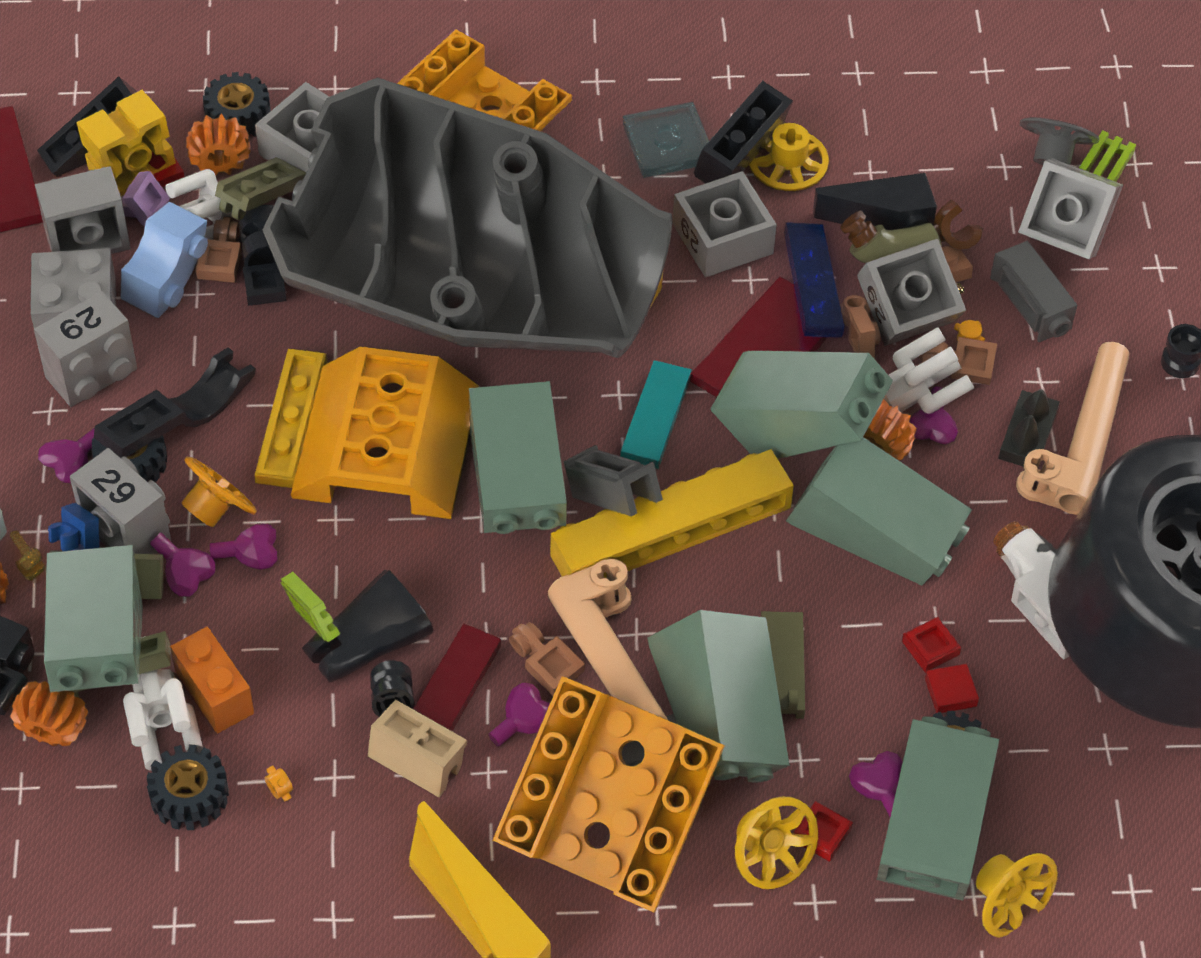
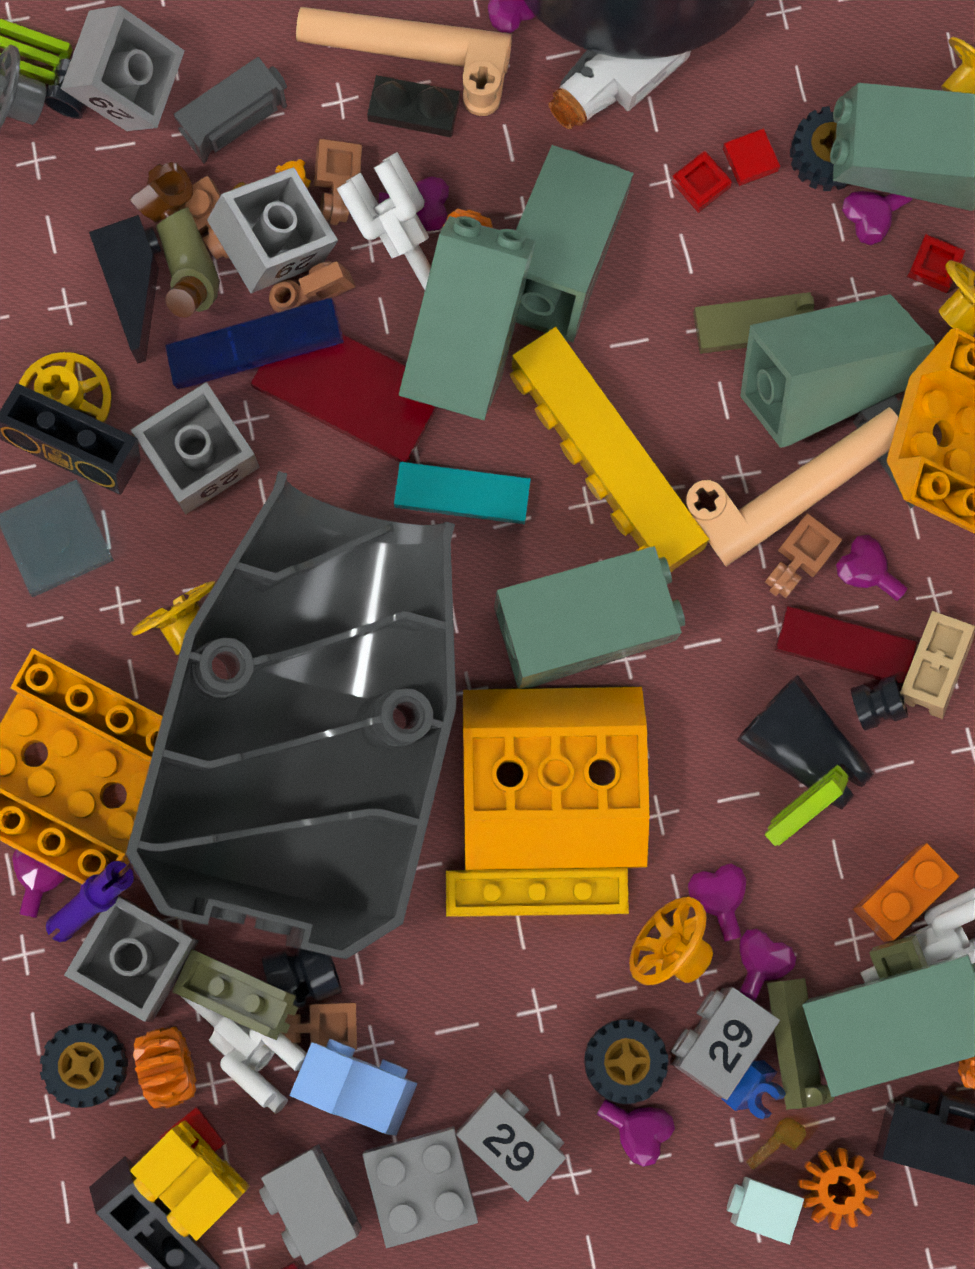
camera: 100 degrees left, 25 degrees up
(144, 197) = (255, 1141): lavender tile -> none
(157, 415) = (568, 1022): black piece -> none
(264, 284) = (360, 969): black plate -> none
(611, 480) = (618, 497): dark grey window -> none

